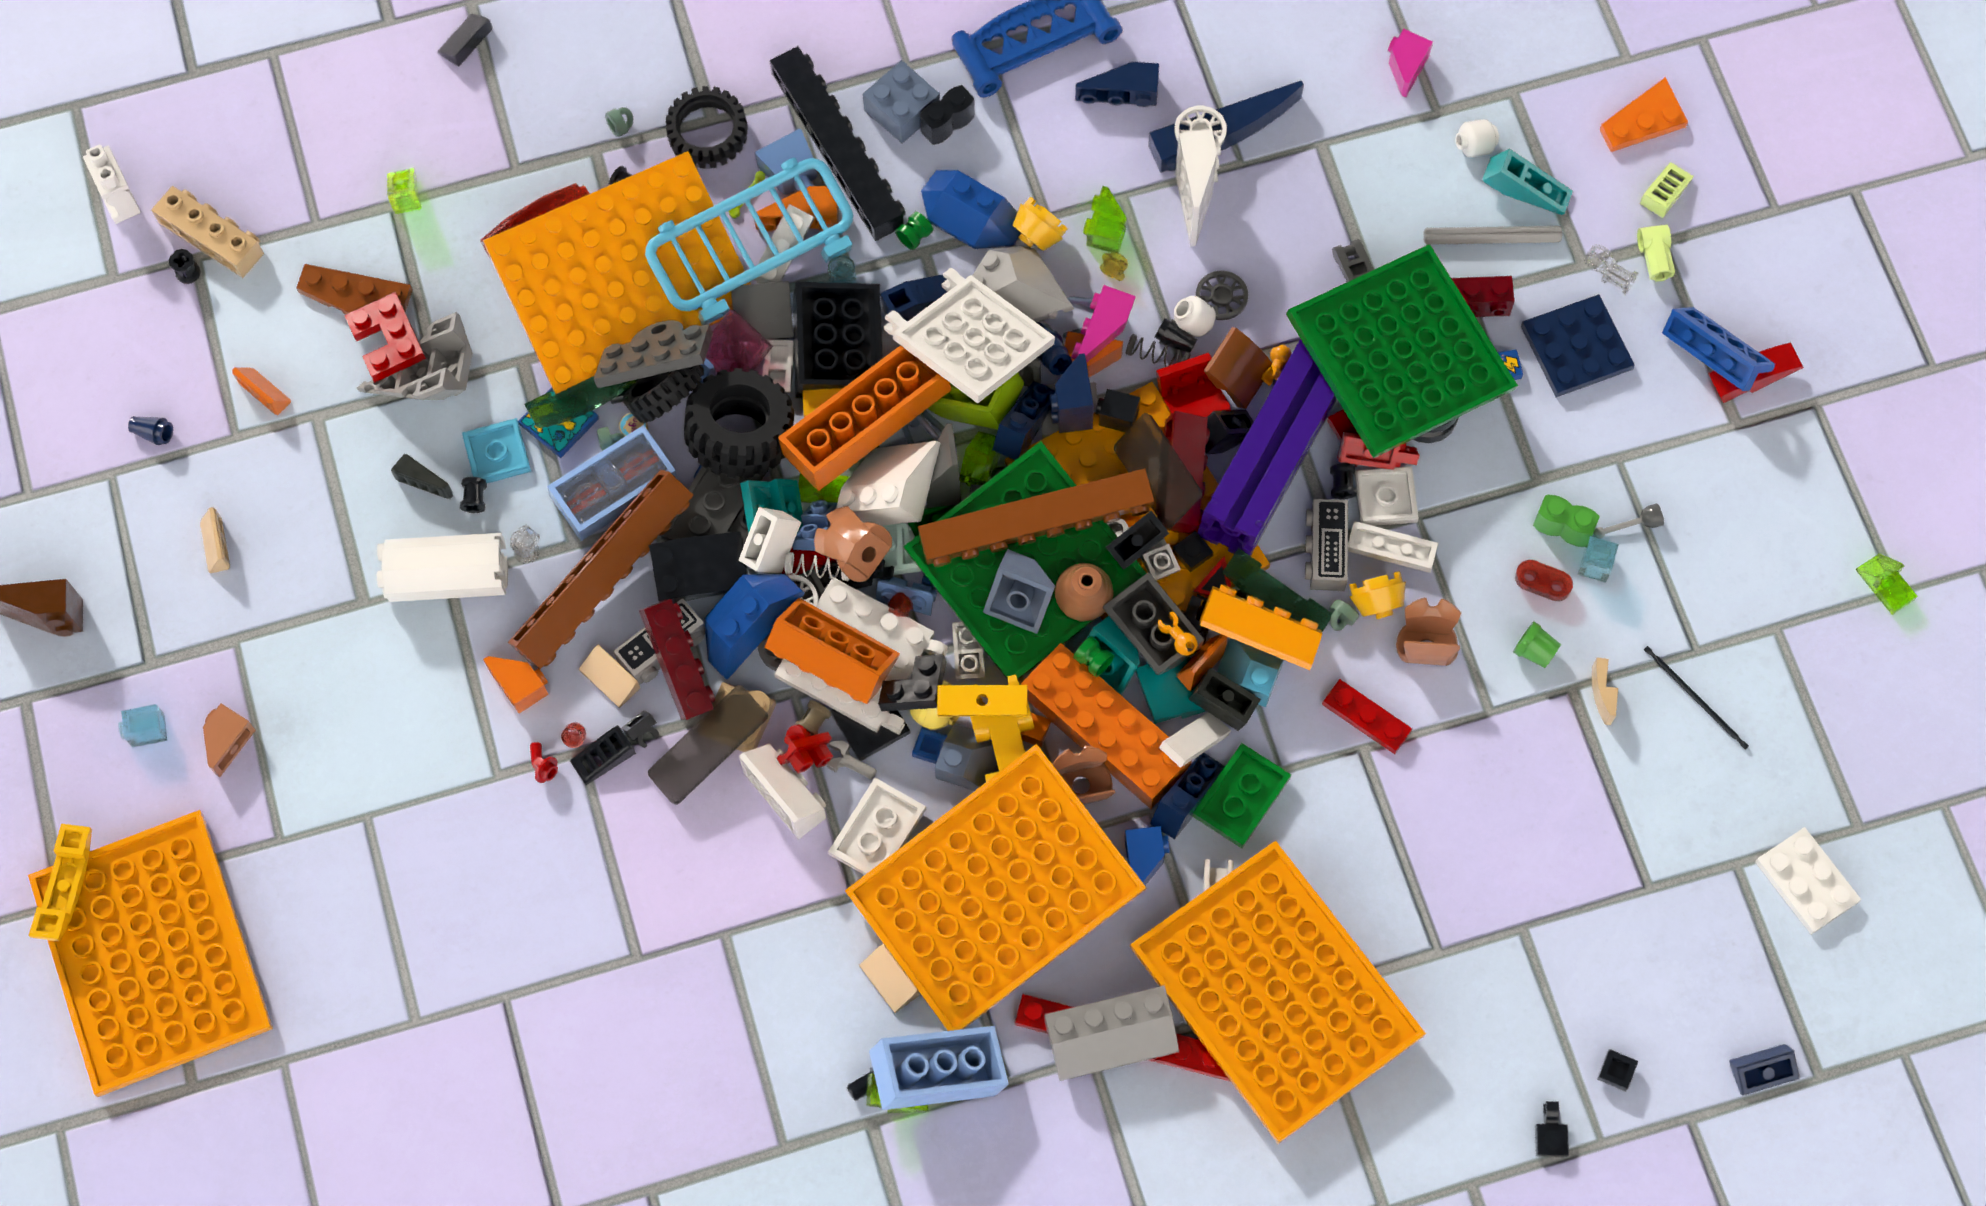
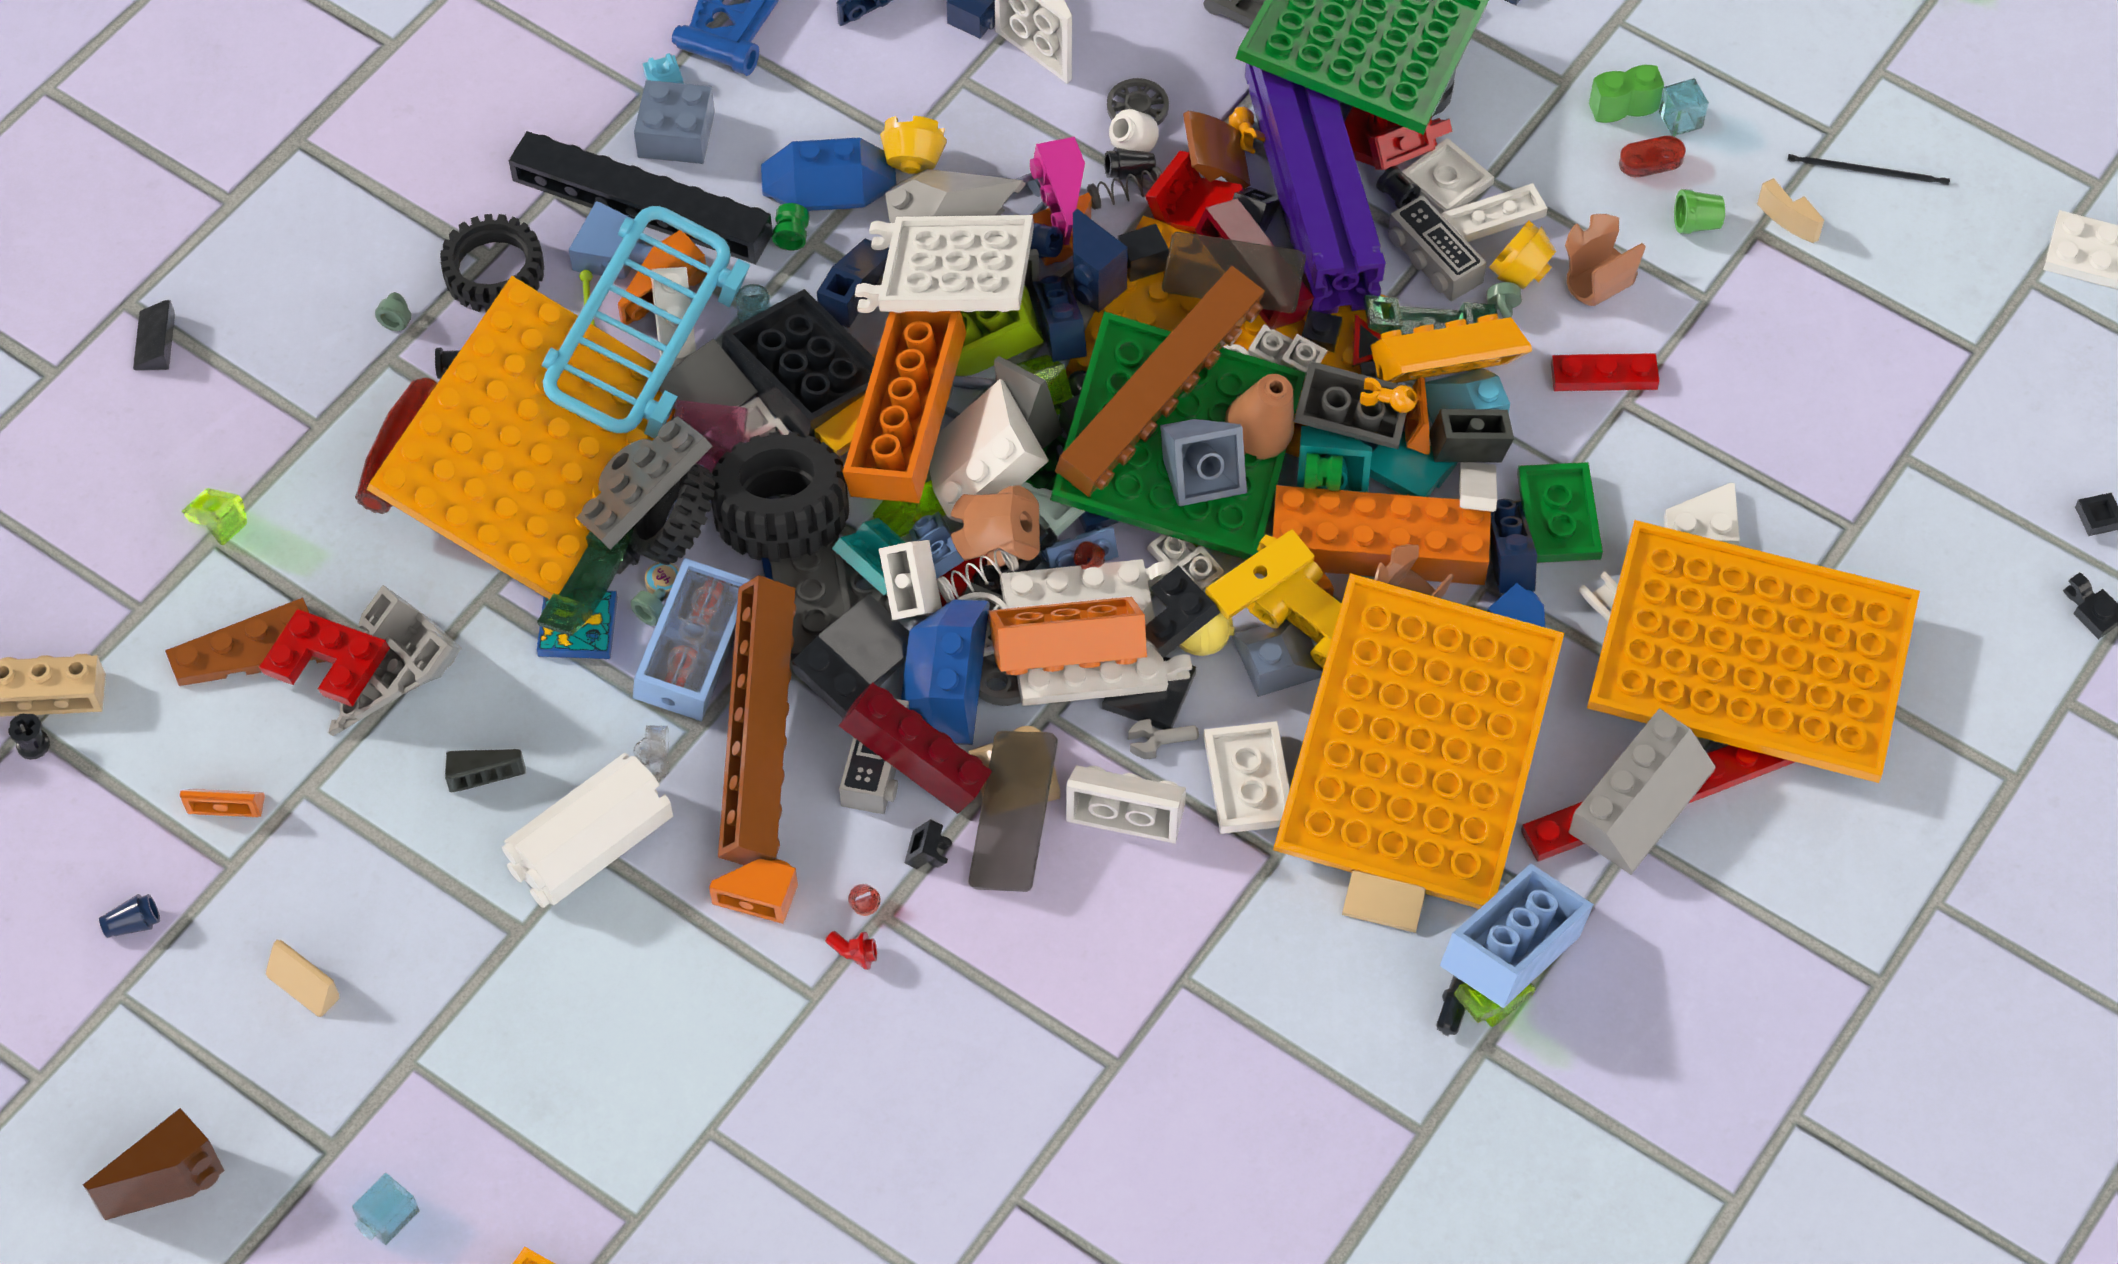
camera: 40 degrees left, 10 degrees down
(224, 737) = (486, 1156): nougat slope -> none
(473, 495) = (551, 748): black bush -> none
(496, 451) = (537, 695): medium azure tile -> none
(608, 763) = (916, 875): black slope -> none
(609, 676) = (849, 821): tan slope -> none
(805, 749) = (1117, 745): red hips -> none
(814, 717) = (1093, 721): dark tan bush -> none
(927, 60) = (663, 70): none -> medium azure tile
(928, 745) = (1228, 669): blue tile -> none
(944, 116) = (731, 106): black brick -> none
(1107, 224) = (974, 106): clear neon green slope -> none
(1114, 265) = (1012, 132): clear yellow plate -> none
(1137, 540) = (1273, 337): black slope -> none
(1338, 872) = (1707, 515): none -> white wing
(1650, 517) = (1692, 46): hinge -> none

